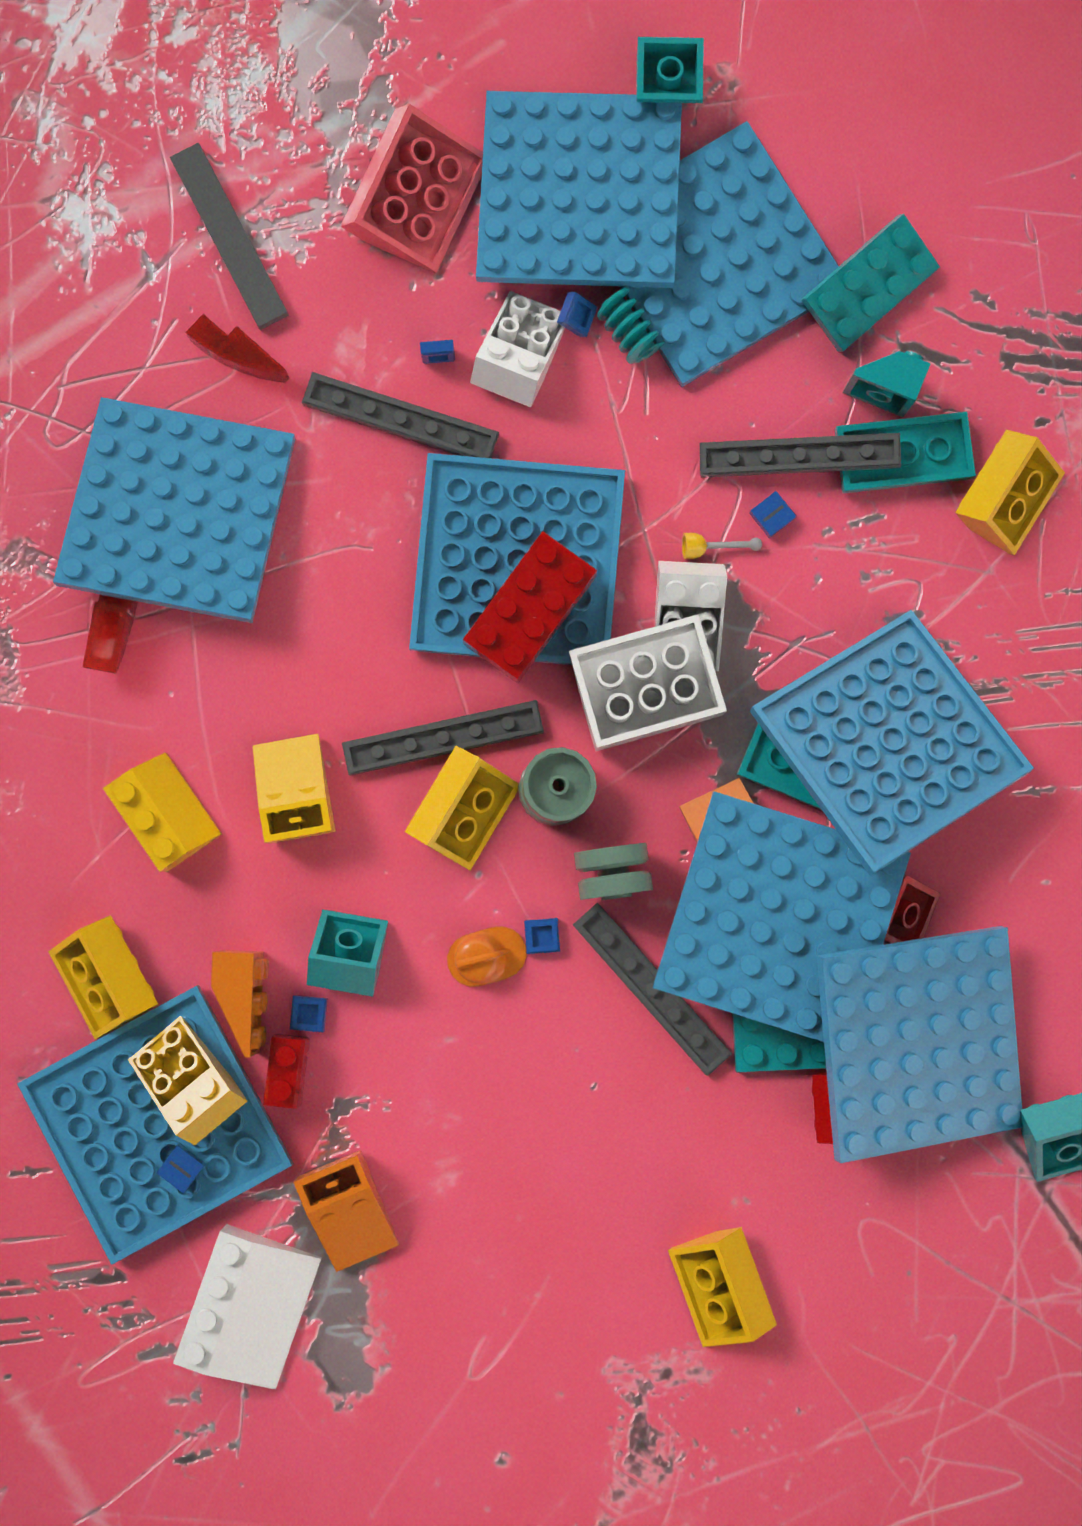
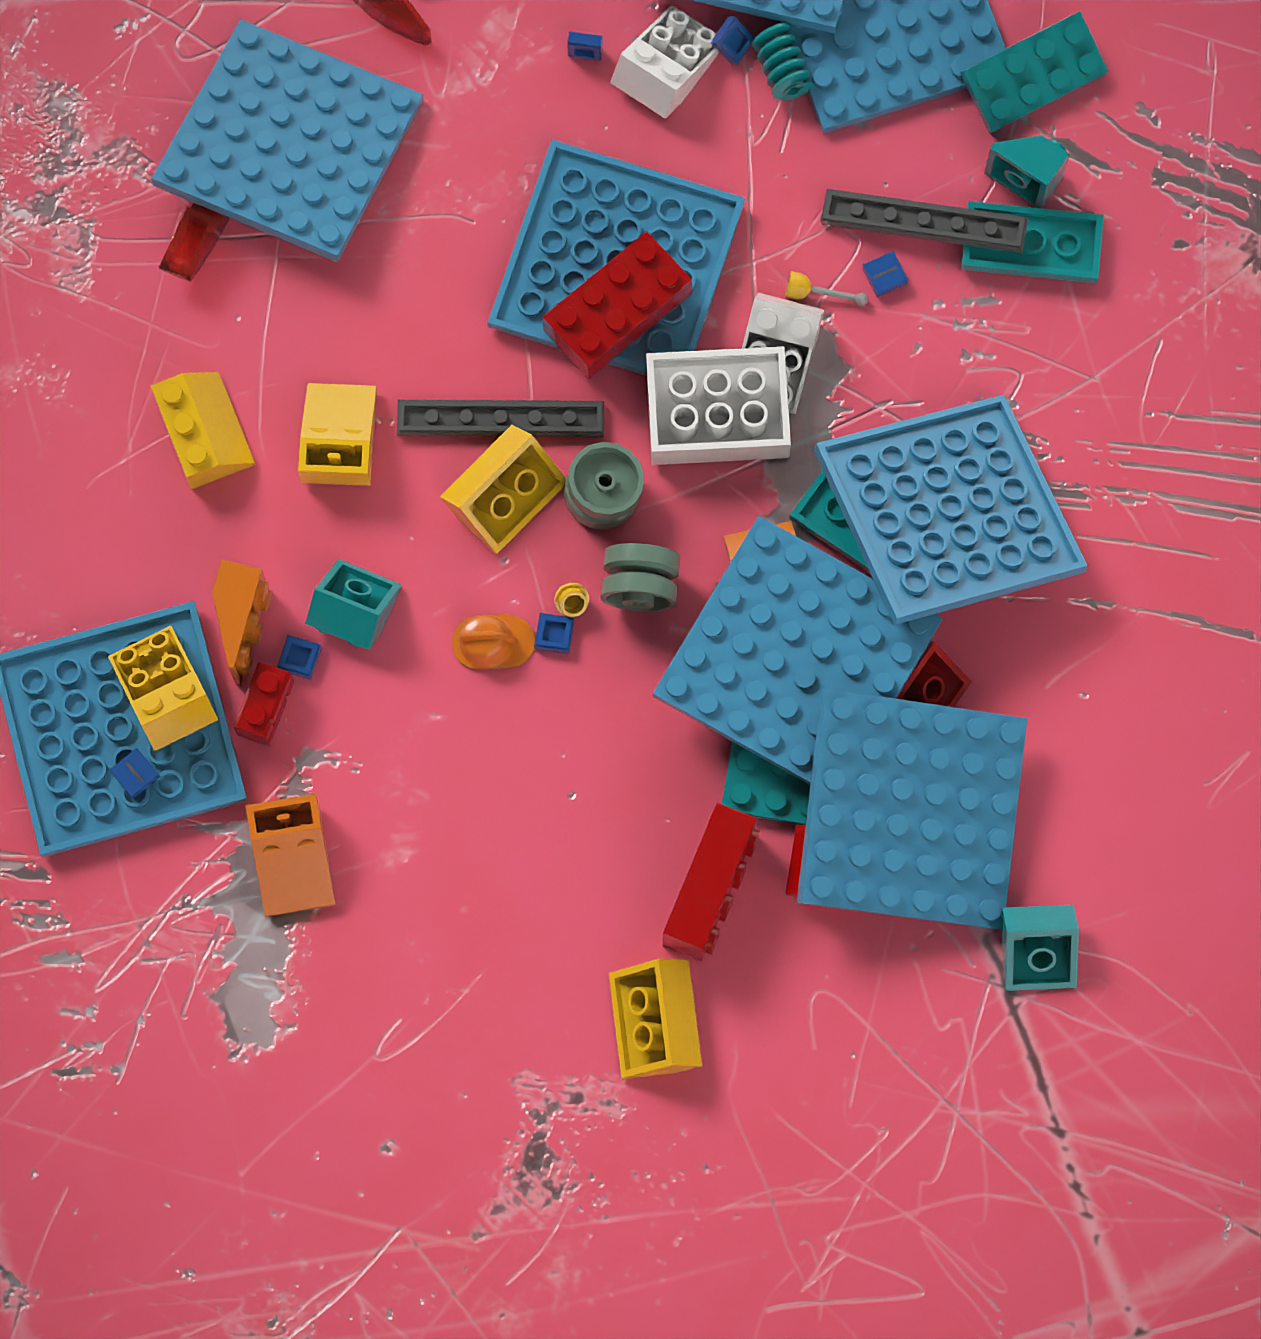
camera: 15 degrees right, 10 degrees down
(103, 976) = (101, 571): yellow slope -> none
(247, 1309) = (166, 930): white slope -> none
(399, 417) = (531, 101): dark grey tile -> none
(551, 902) = (571, 599): none -> yellow plate
(639, 977) = (655, 717): dark grey tile -> none
(746, 1153) = (708, 884): none -> red brick
(1010, 491) = (1131, 302): yellow slope -> none

